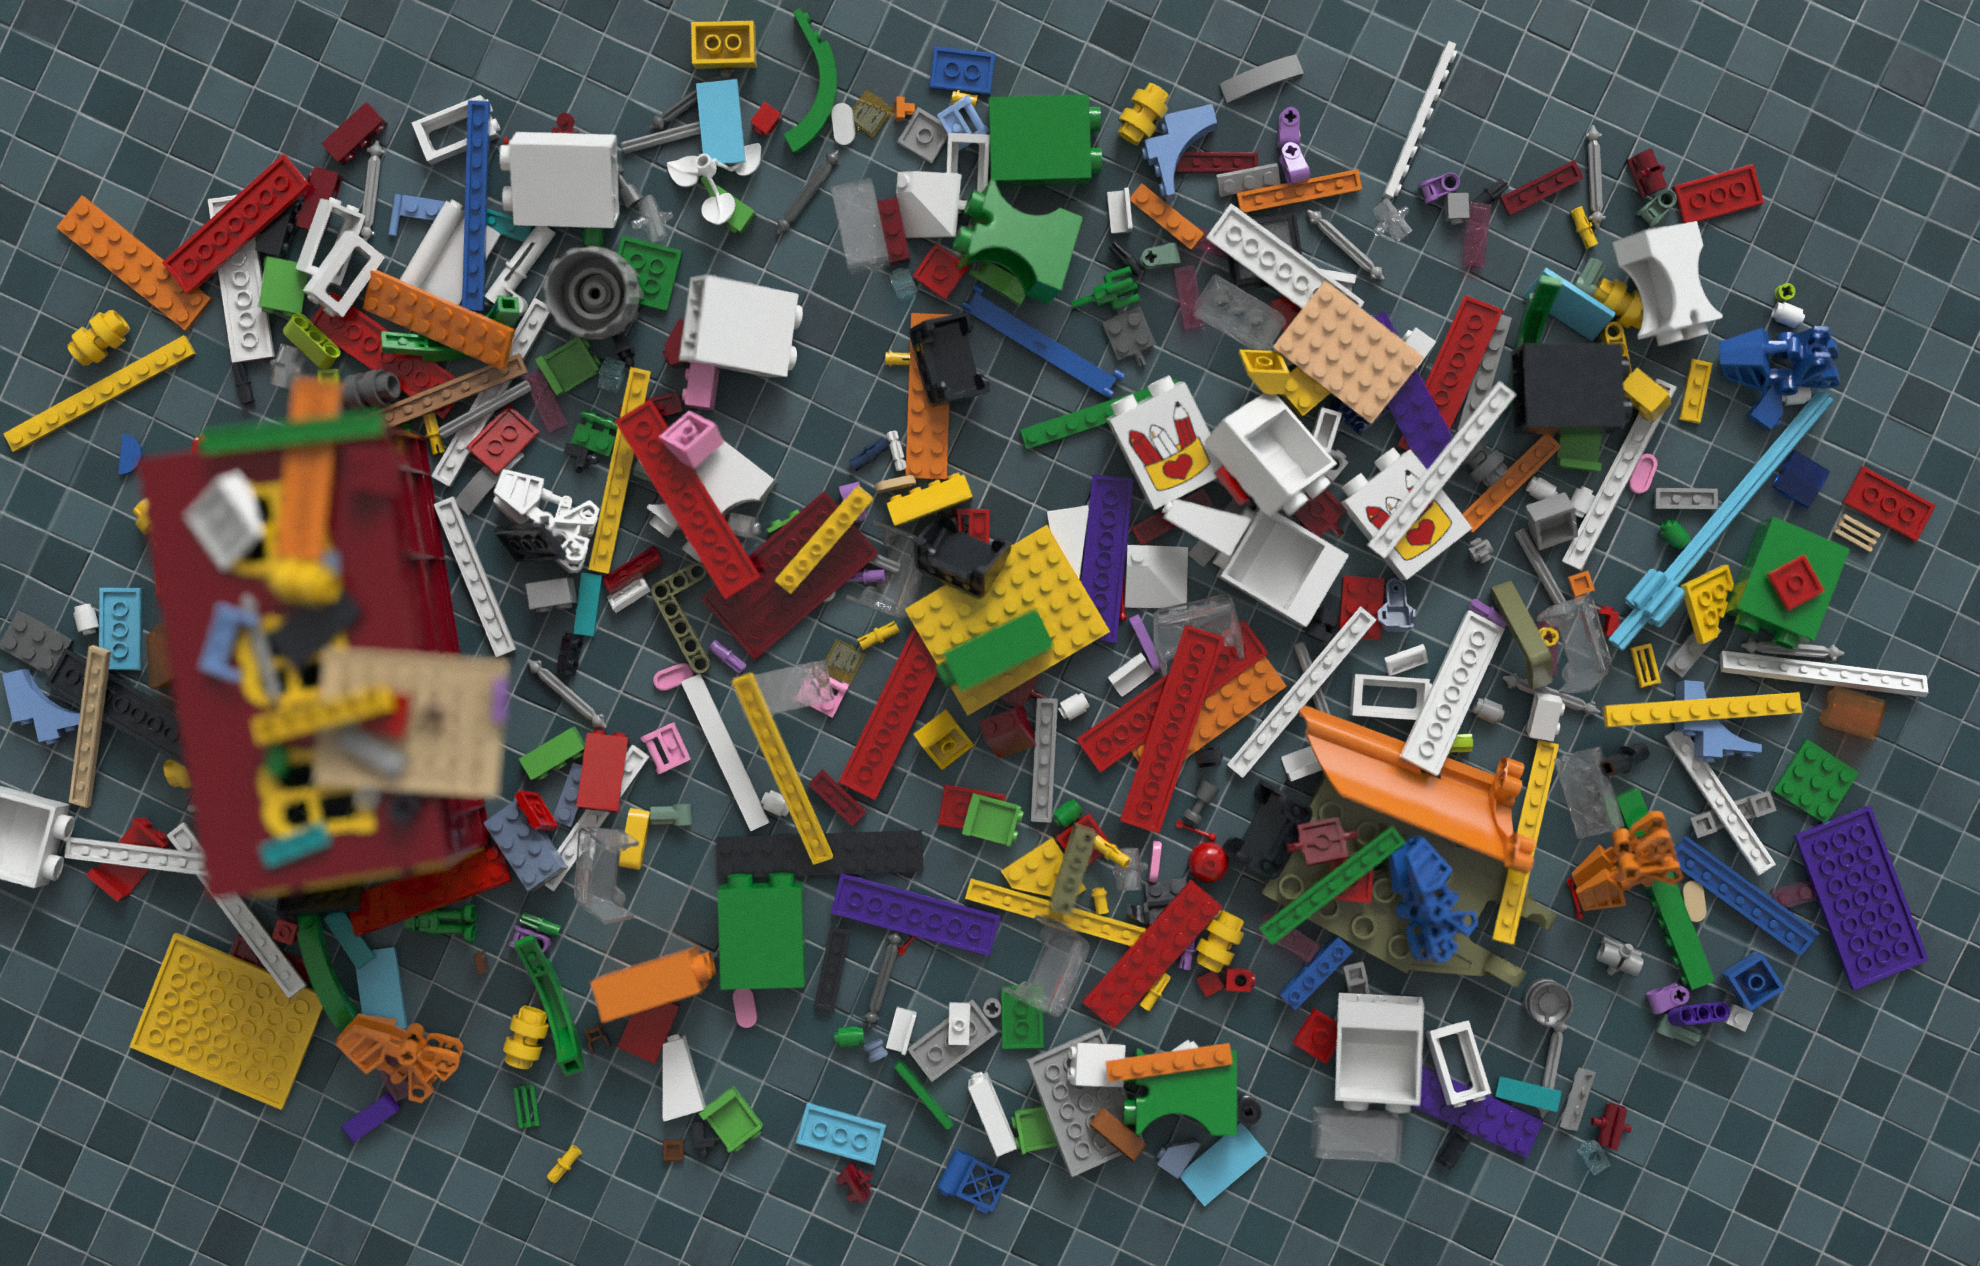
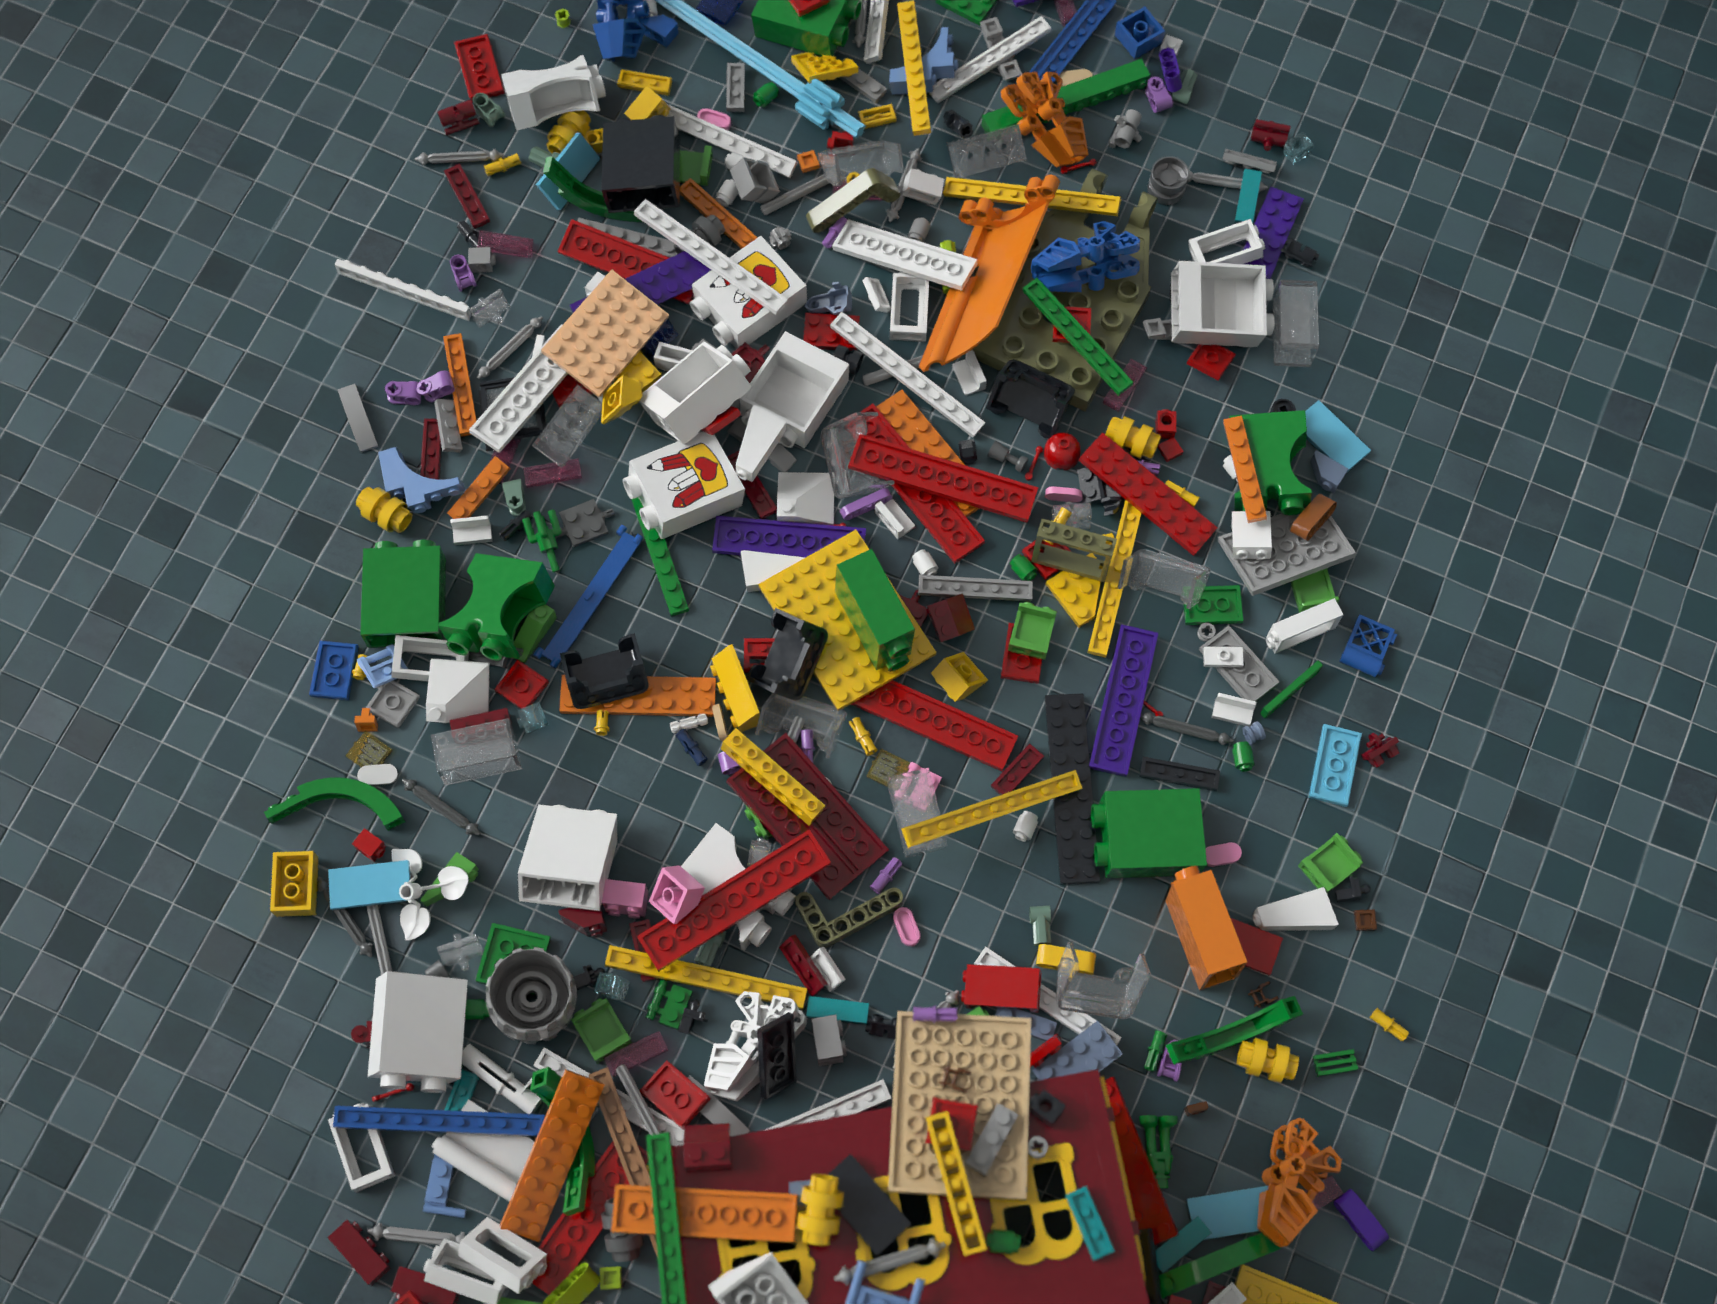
camera: 90 degrees left, 20 degrees down
(672, 745) = (974, 925): bright pink plate -> none
(725, 752) = (977, 875): white tile -> none
(1315, 972) = (1158, 364): blue brick -> none
(1322, 841) = (1039, 346): dark red plate -> none
(1788, 314) = (581, 15): white brick -> none

